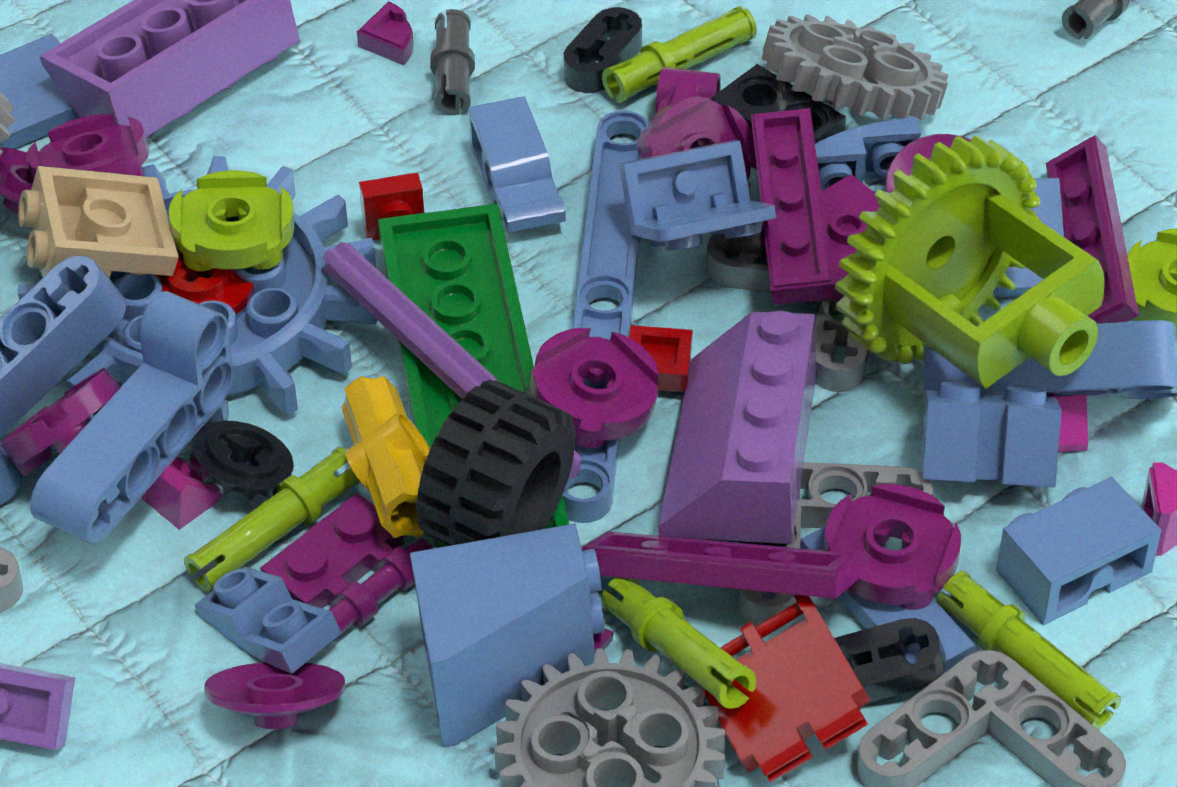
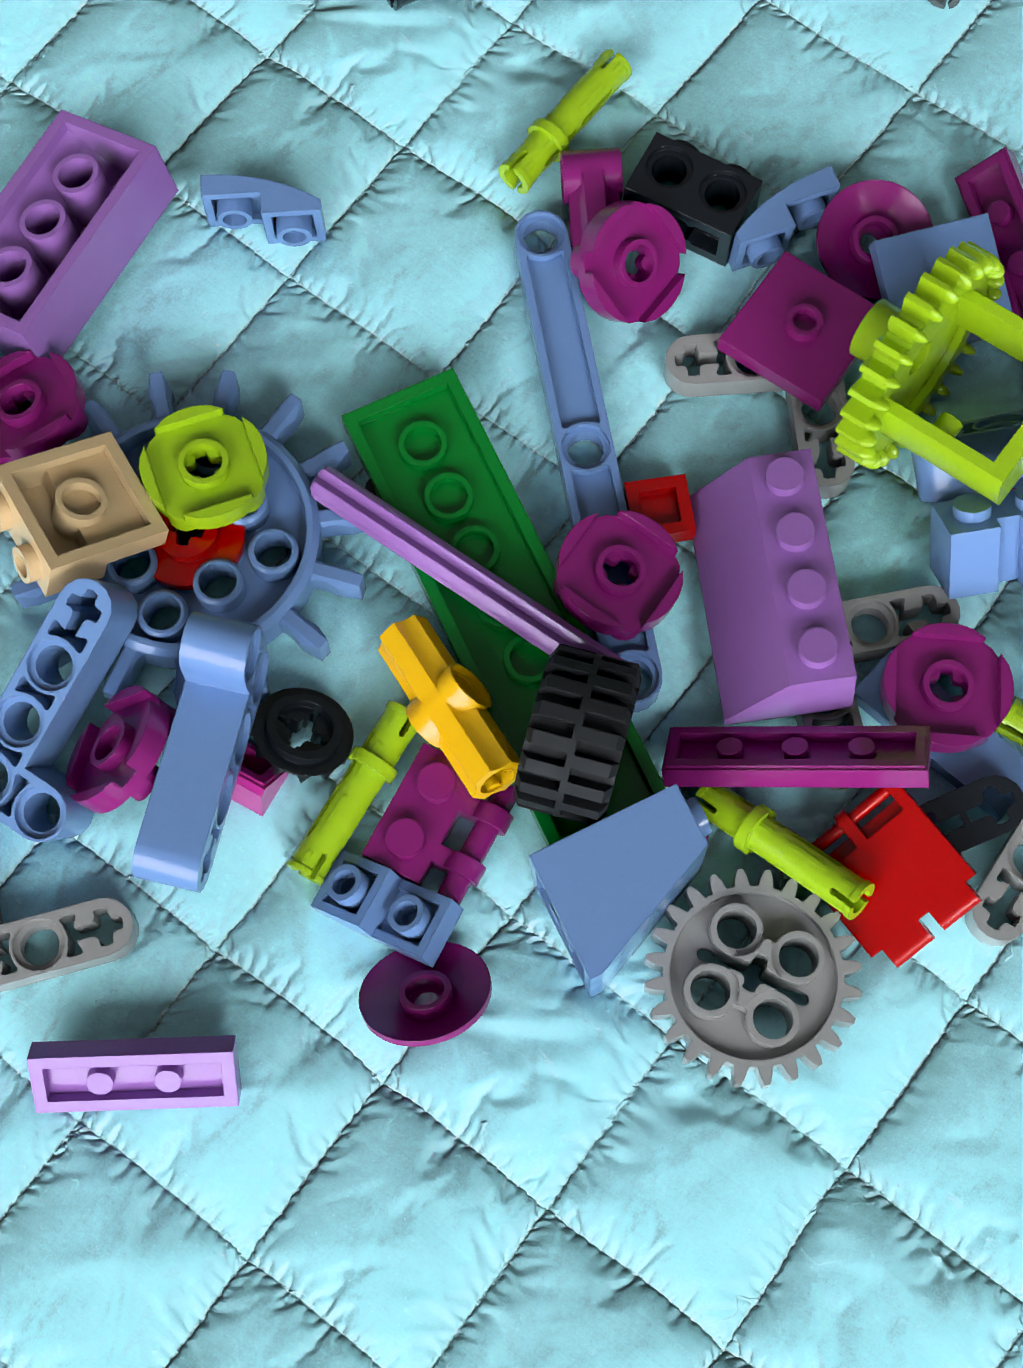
camera: 15 degrees left, 25 degrees up
(364, 57) = (286, 212): none -> medium blue slope
(388, 34) = (263, 155): magenta tile -> none
(389, 198) = (345, 387): red plate -> none
(452, 62) = (342, 184): dark grey pin -> none
(515, 164) = (449, 306): medium blue piece -> none
(592, 45) = (474, 127): black beam -> none
(691, 194) = (650, 332): medium blue bracket -> none
(791, 182) = (745, 311): magenta tile -> none
(854, 67) = (750, 112): light grey gear -> none

